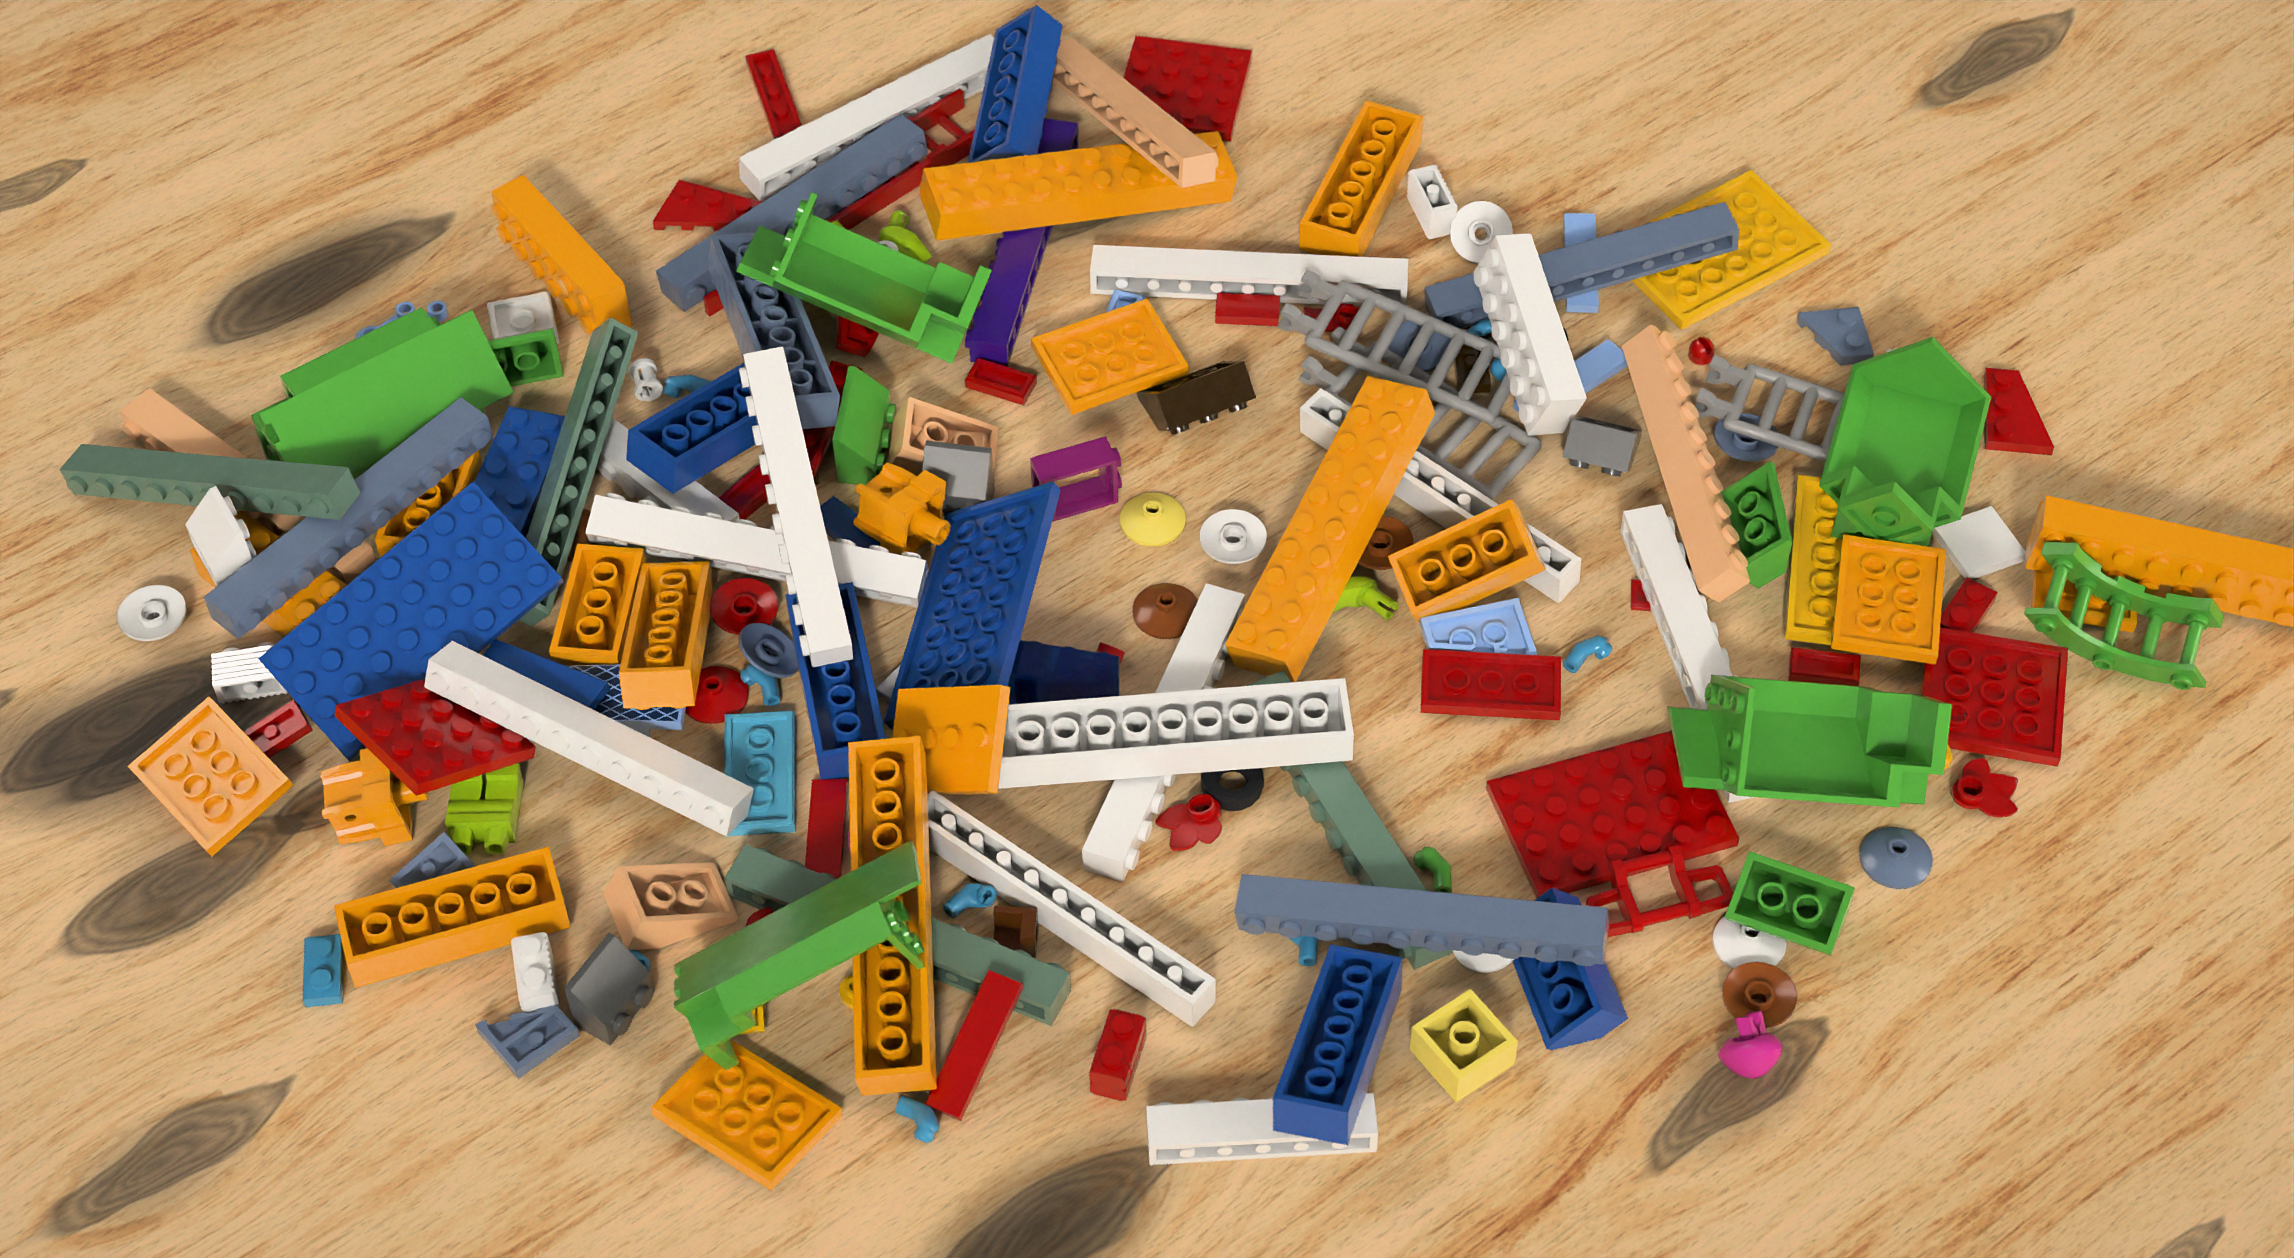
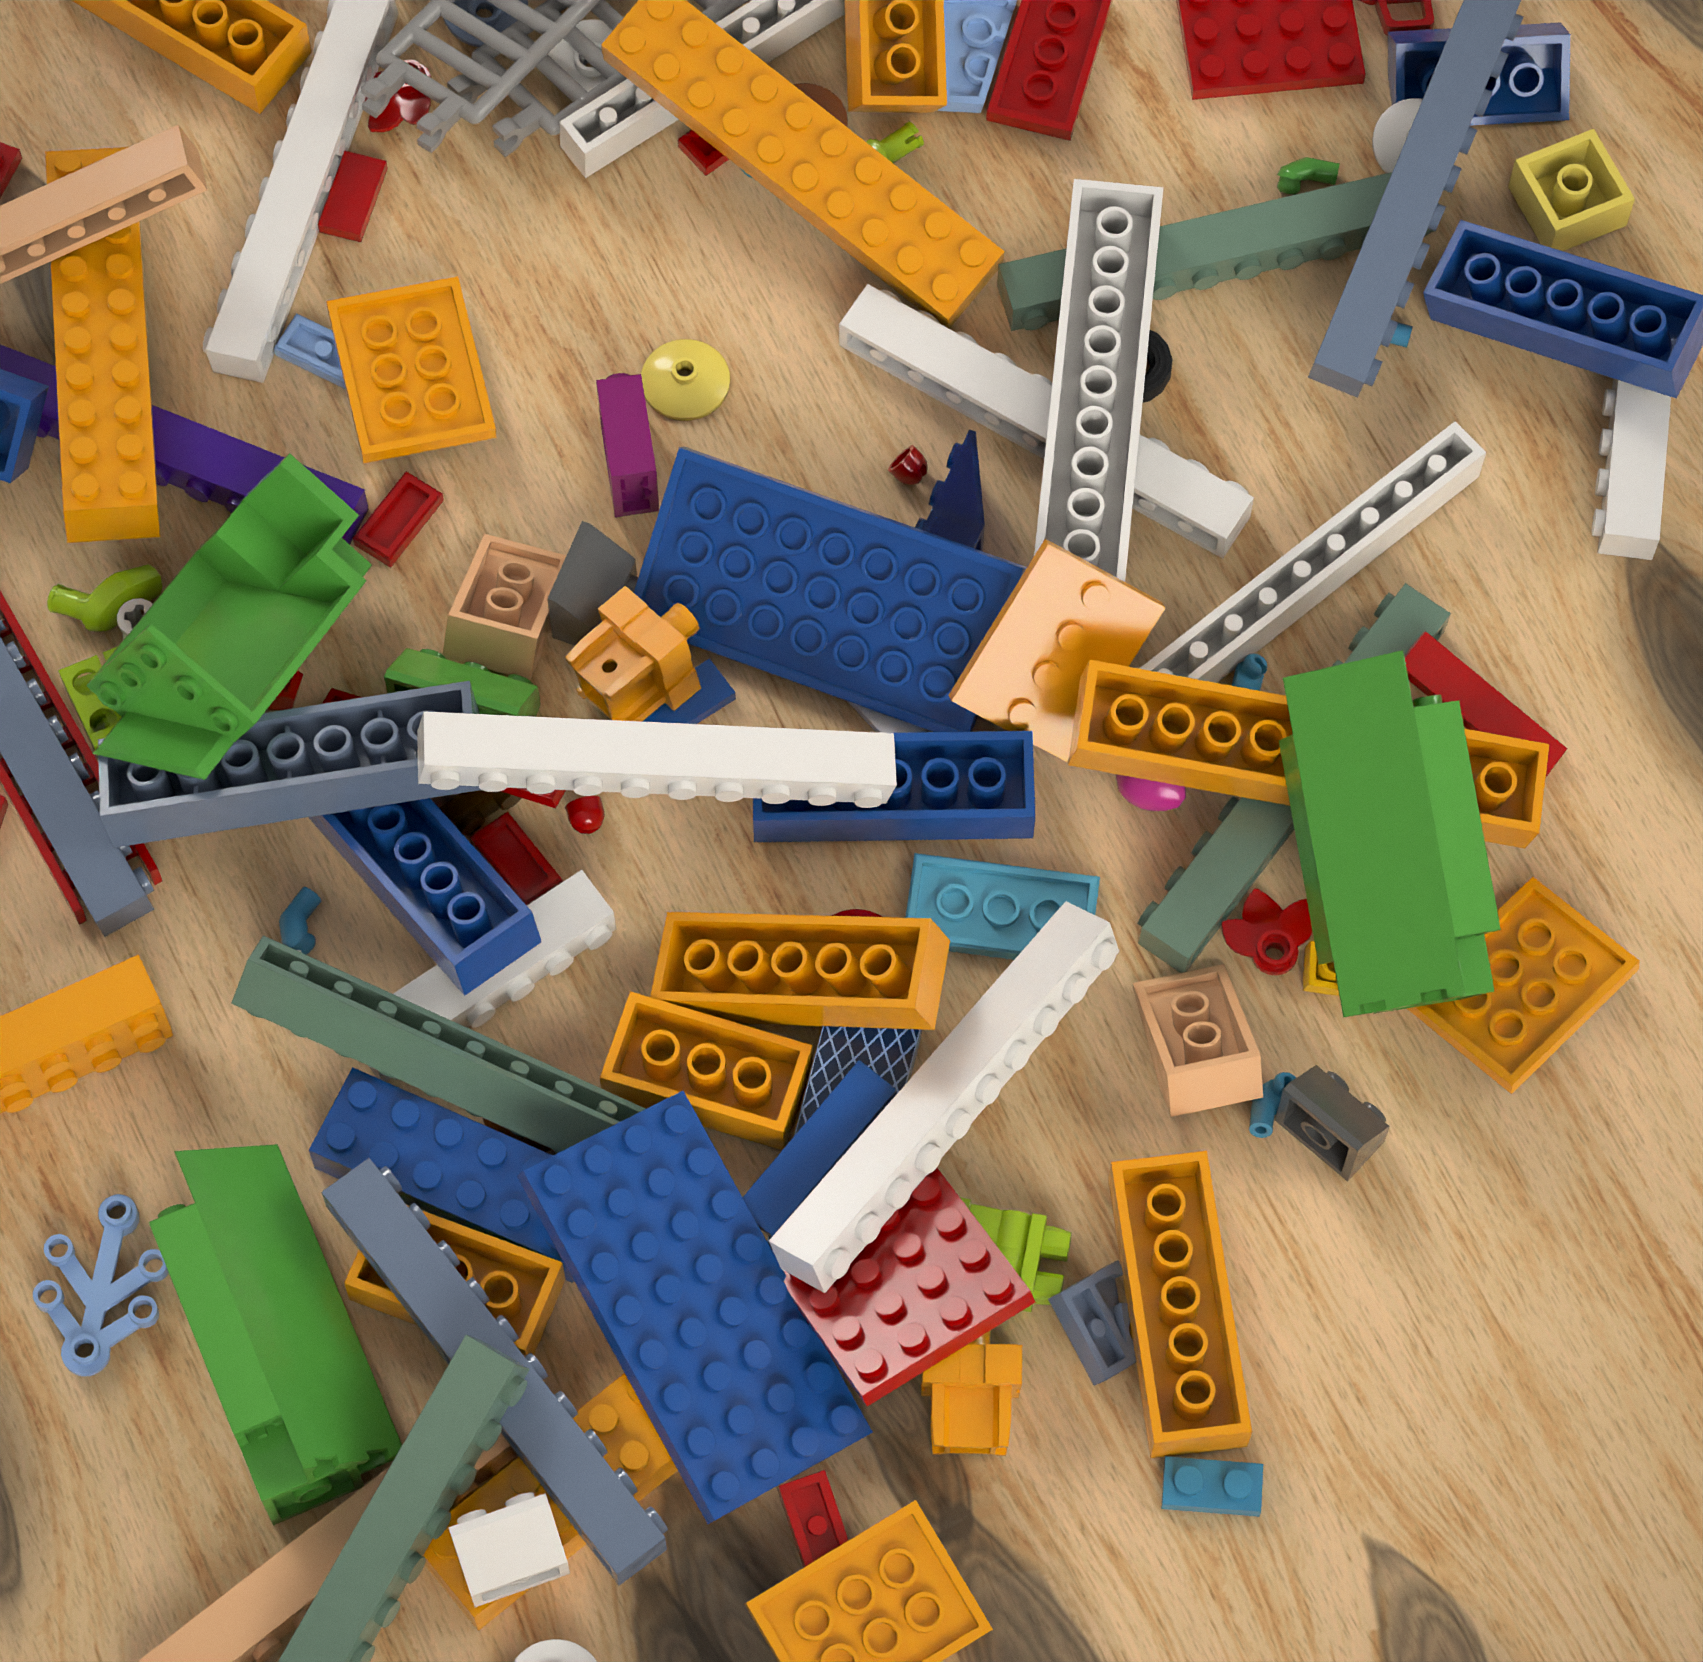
camera: 80 degrees left, 15 degrees up
(241, 675) = (694, 1558): white brick -> none
(522, 315) = (108, 1135): white tile -> none
(528, 356) = (190, 1119): bright green slope -> none
(528, 1037) = (1368, 1232): sand blue wing -> none
(535, 972) = (1285, 1211): white brick -> none
(743, 596) = (731, 871): red dish -> none
(748, 548) = (649, 873): white brick -> none
(768, 650) = (816, 866): sand blue dish -> none
(768, 684) = (854, 882): dark azure arm -> none
(826, 826) = (1111, 842): red tile -> none
(922, 1115) = (1565, 785): dark azure arm -> none
(1016, 928) = (1316, 639): reddish brown panel -> none
(1117, 1055) = (1516, 557): red brick -> none
(1164, 620) = (838, 408): dark orange dish -> none
(1192, 822) = (1195, 423): red plate -> none
(1198, 396) = (500, 278): dark brown slope -> none
(1233, 536) = (750, 269): white dish -> none

